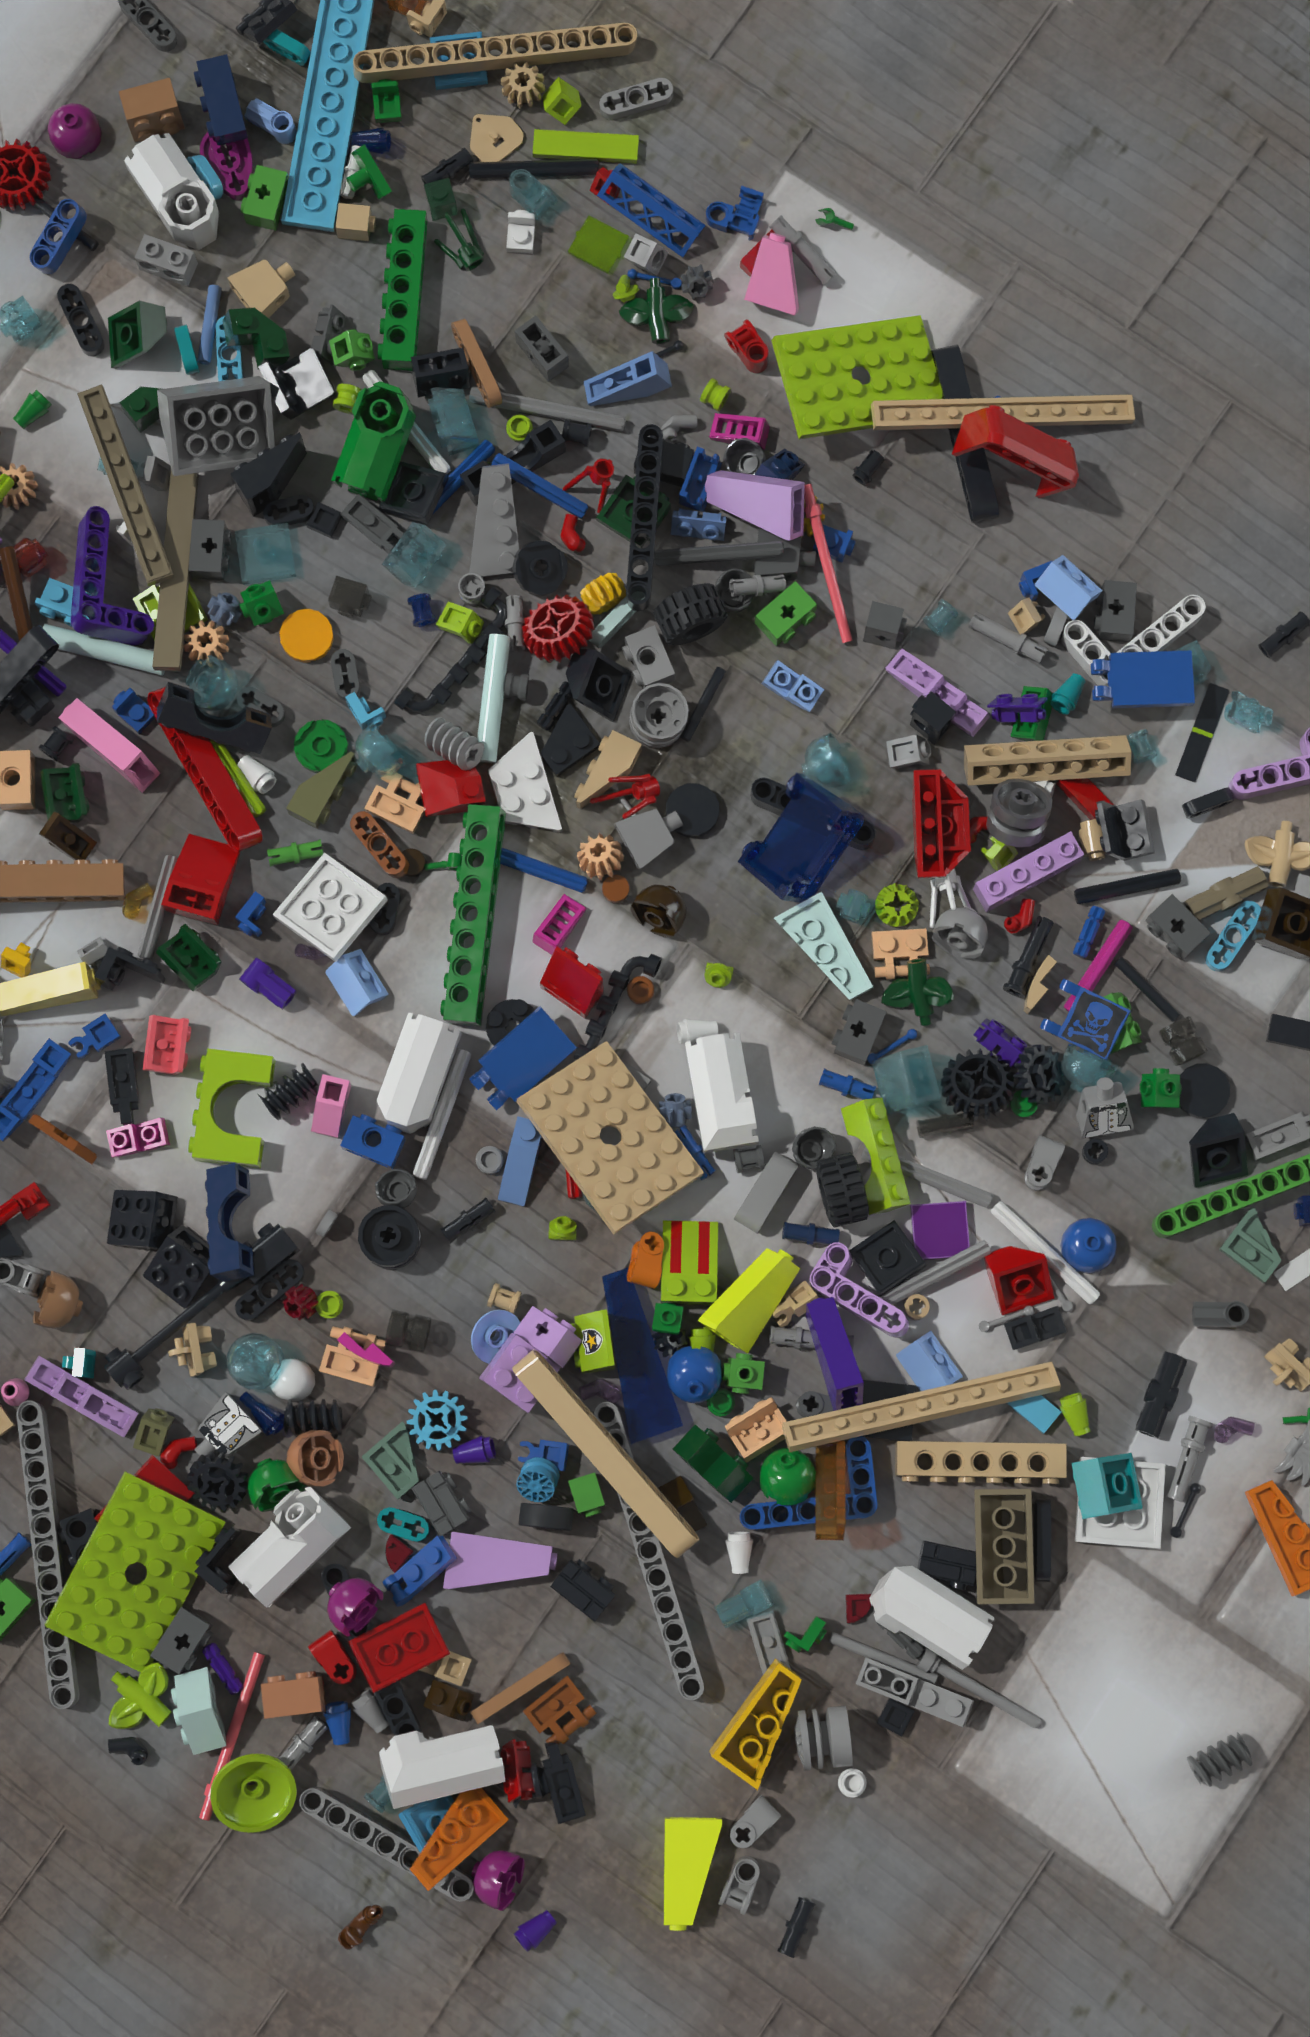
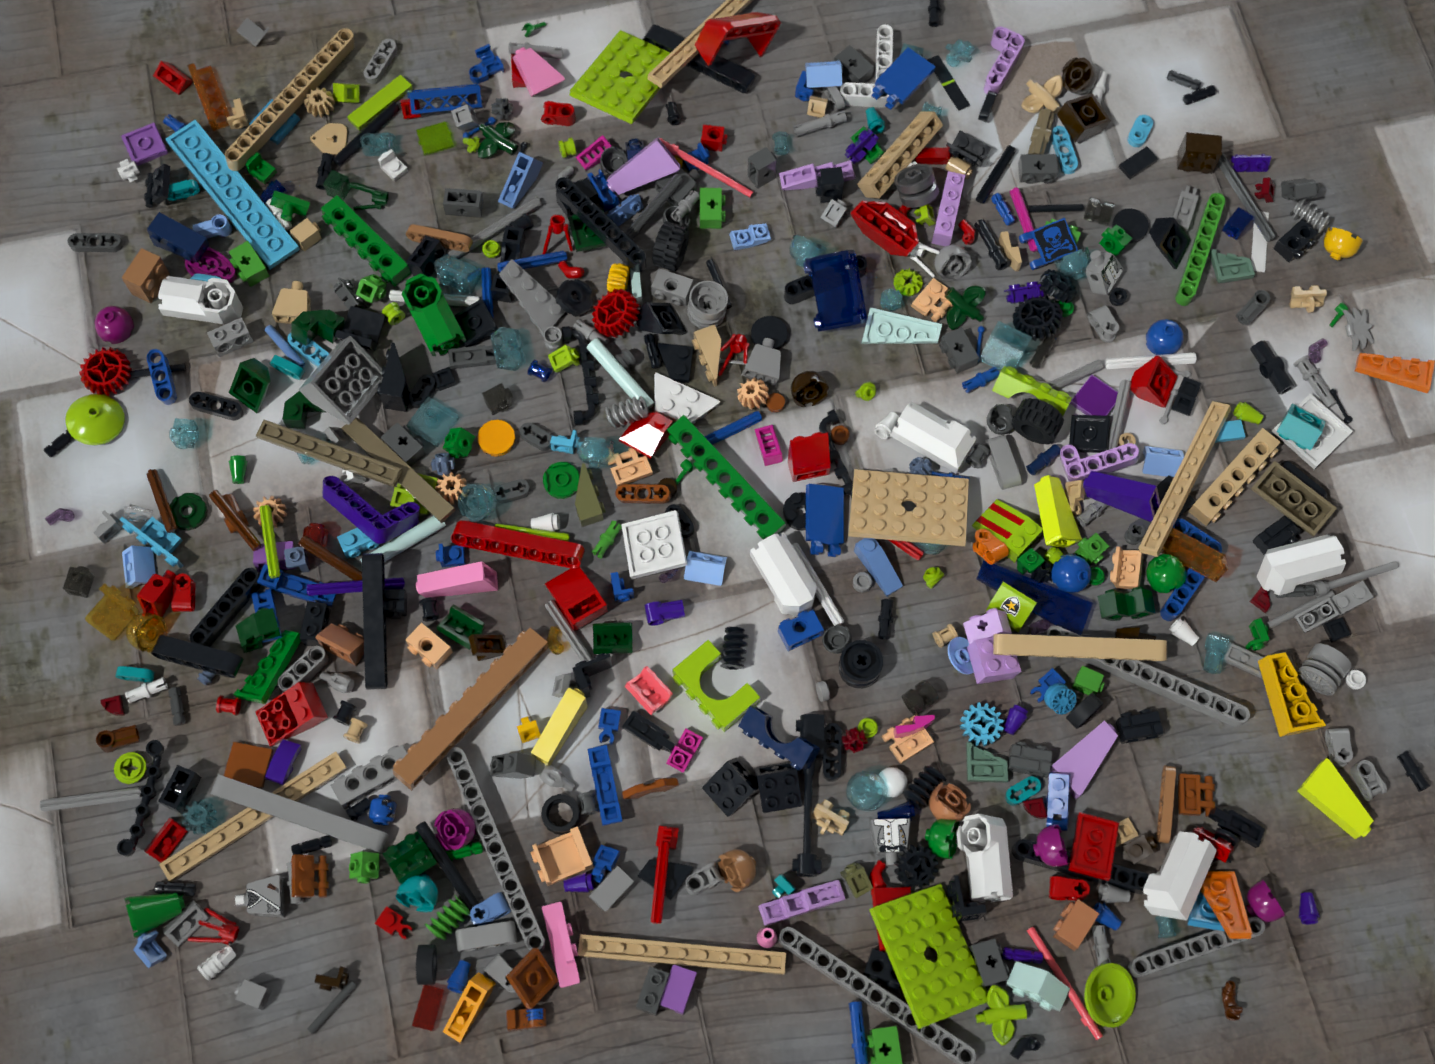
camera: 50 degrees left, 10 degrees down
(243, 730) = (518, 505): black arch -> none
(330, 1105) = (761, 633): bright pink slope -> none
(876, 527) = (710, 132): none -> red brick

